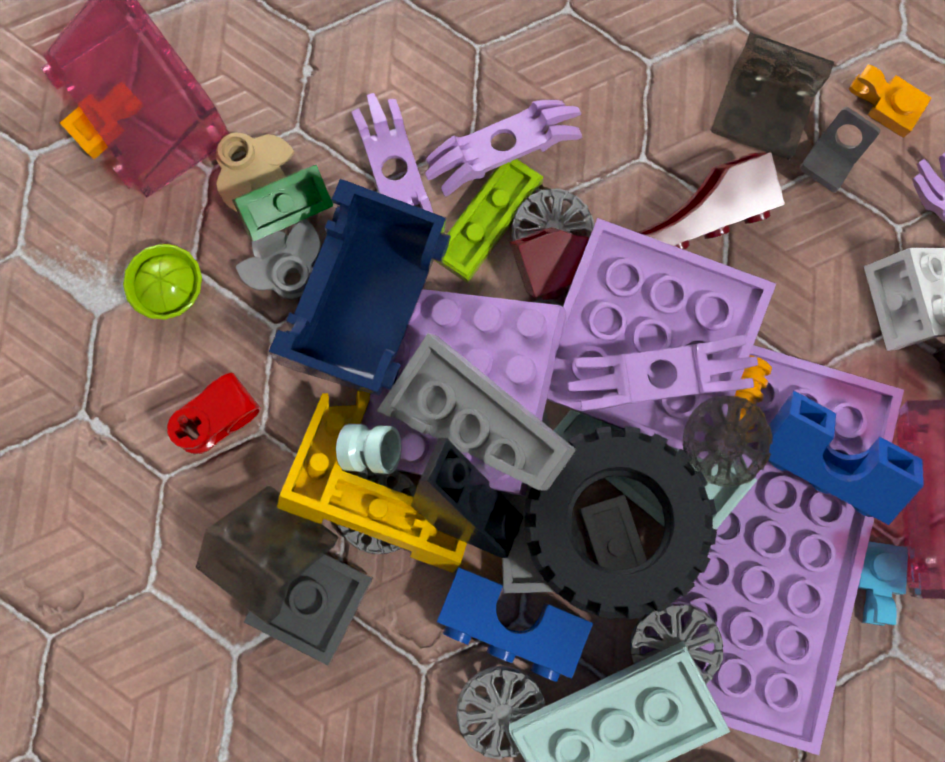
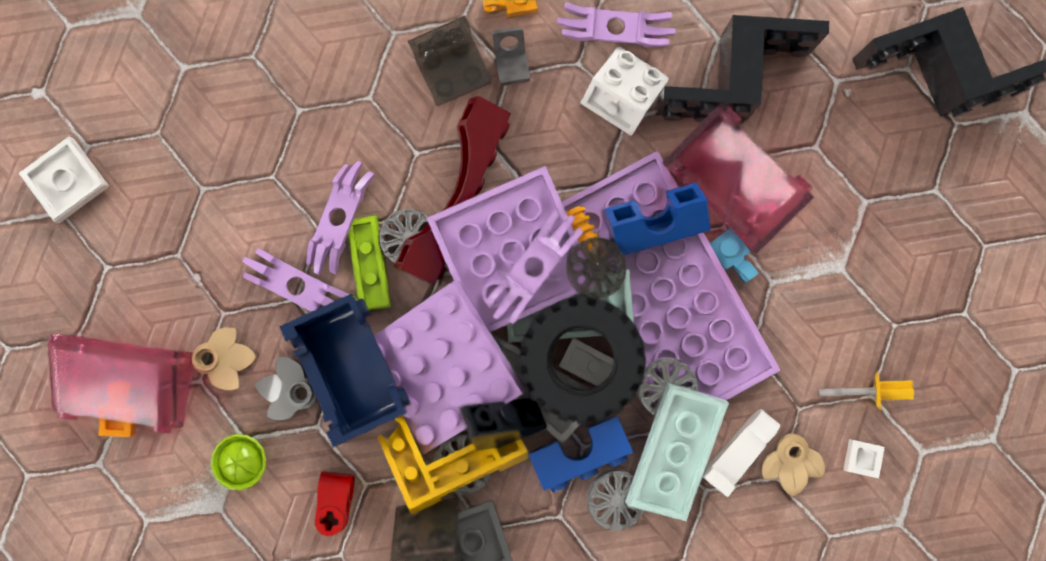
camera: 40 degrees left, 5 degrees up
(283, 203) = (258, 361): green plate -> none
(366, 448) = (432, 440): light aqua wheel -> none
(456, 401) = (455, 379): light grey wing -> none

